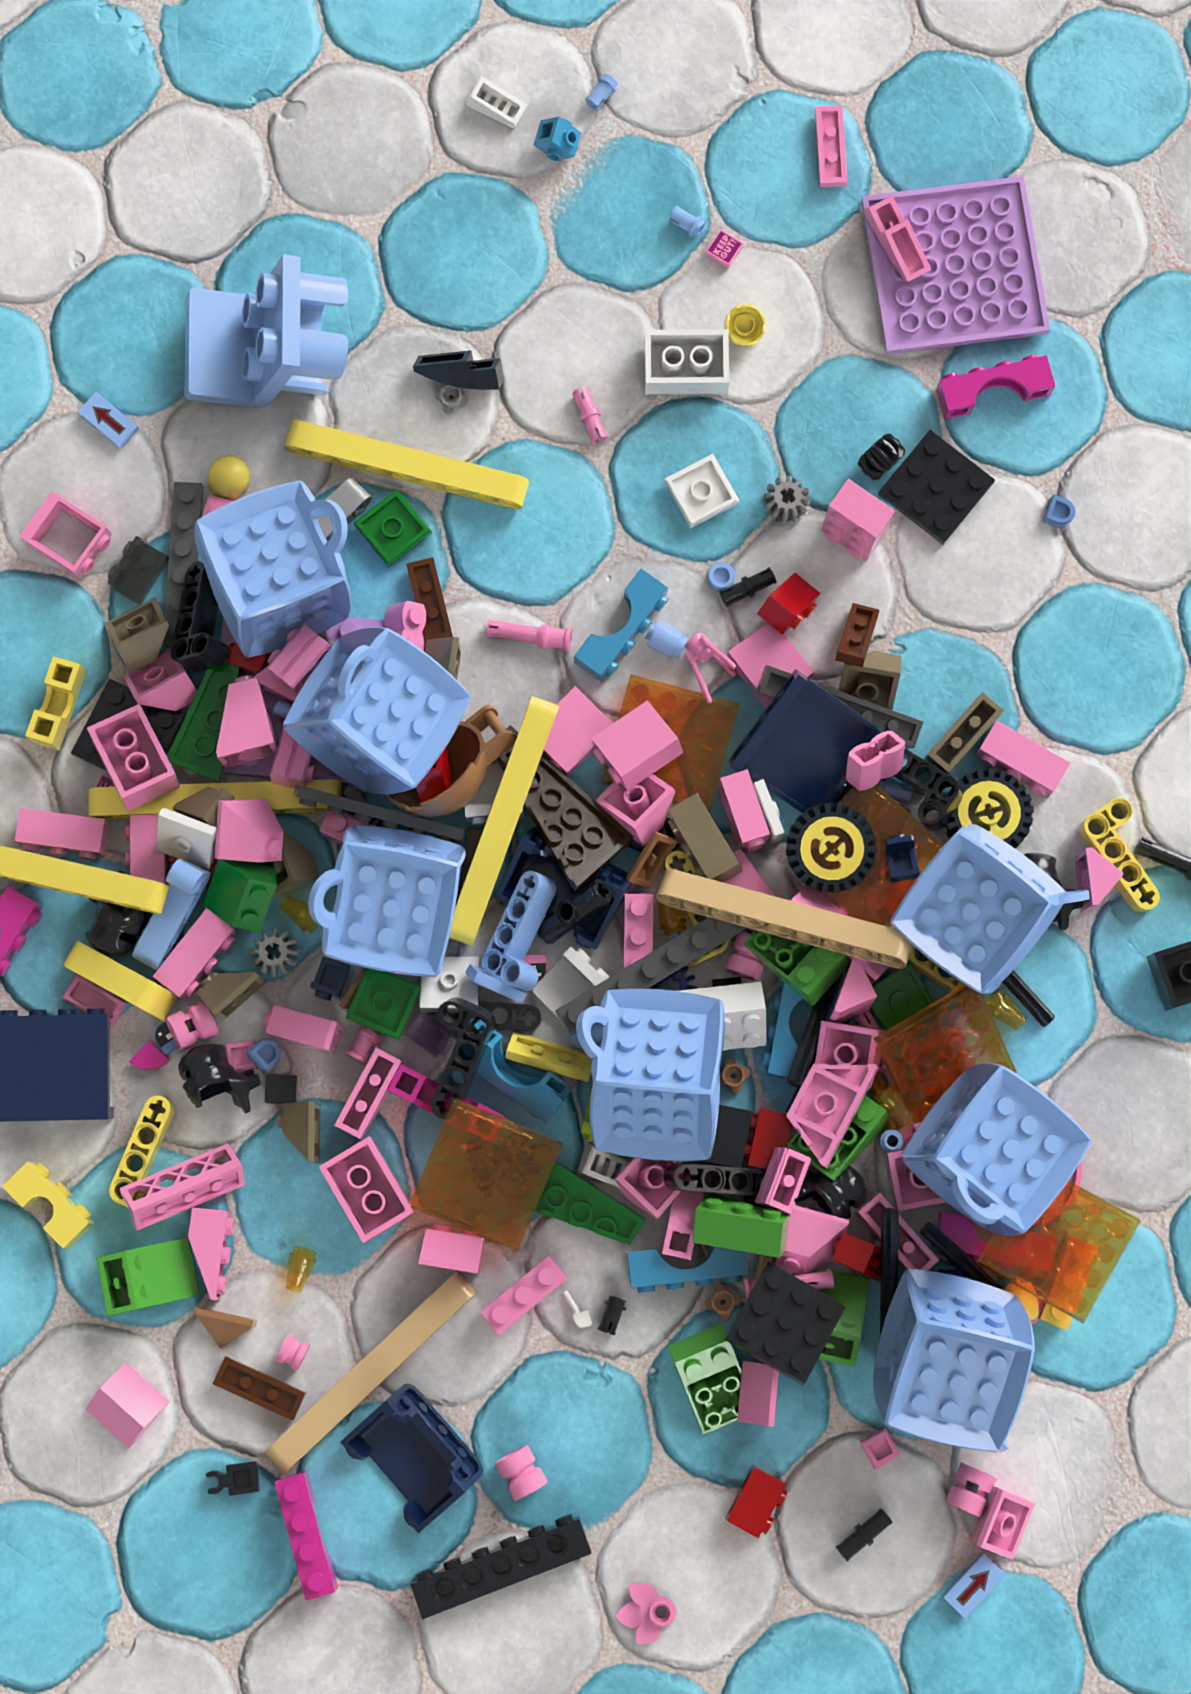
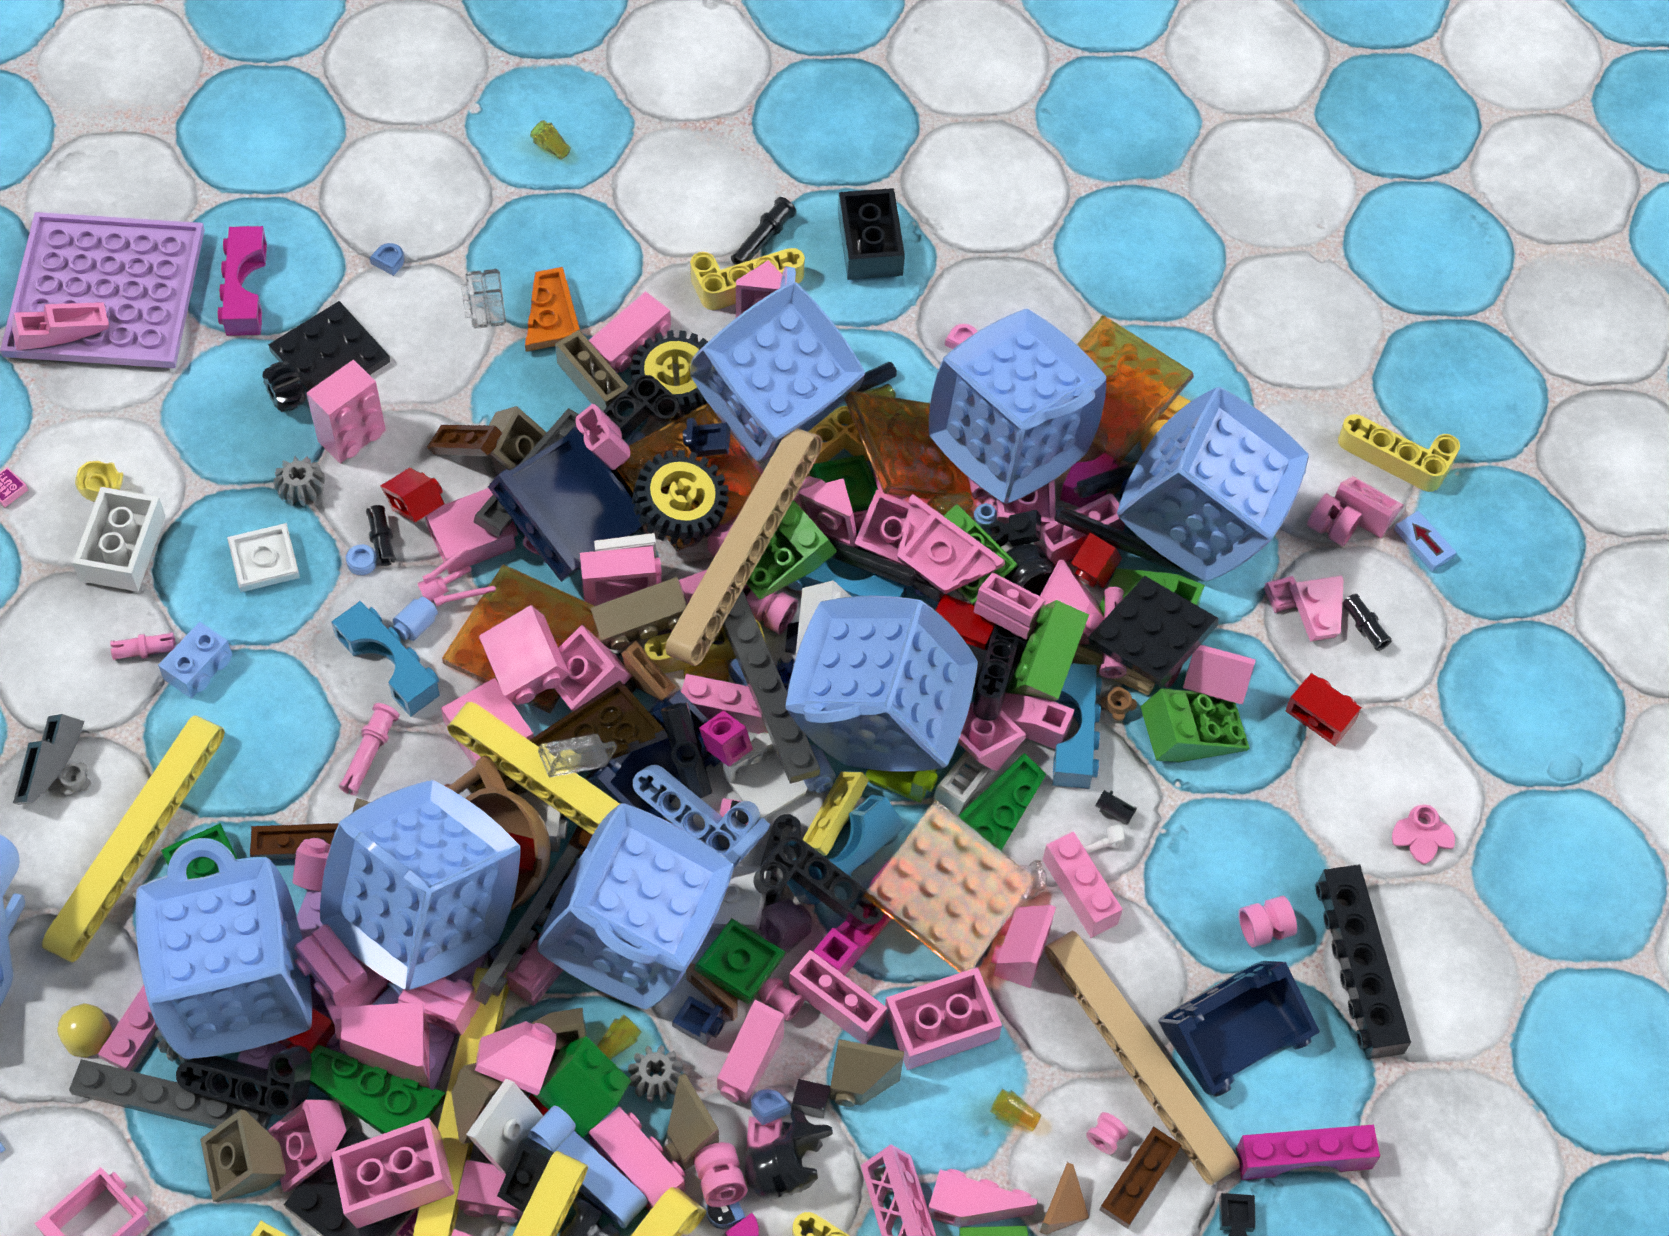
camera: 80 degrees left, 20 degrees down
(137, 570) = (164, 1150): clear smoke bracket -> none
(150, 864) = (524, 1173): none -> black slope
(533, 813) = (575, 755): none -> clear panel
(580, 951) = (726, 738): none -> dark pink brick
(583, 464) = (195, 660): none -> light blue brick
(871, 1486) = (1320, 606): none -> bright pink wing
(877, 1178) = (1020, 530): none -> black plate
(1023, 612) = (484, 298): none -> clear brick
(1032, 680) = (551, 311): none -> orange wing
(1074, 1543) = (1361, 439): none -> light yellow beam
(1103, 1085) = (959, 334): none -> bright pink tile

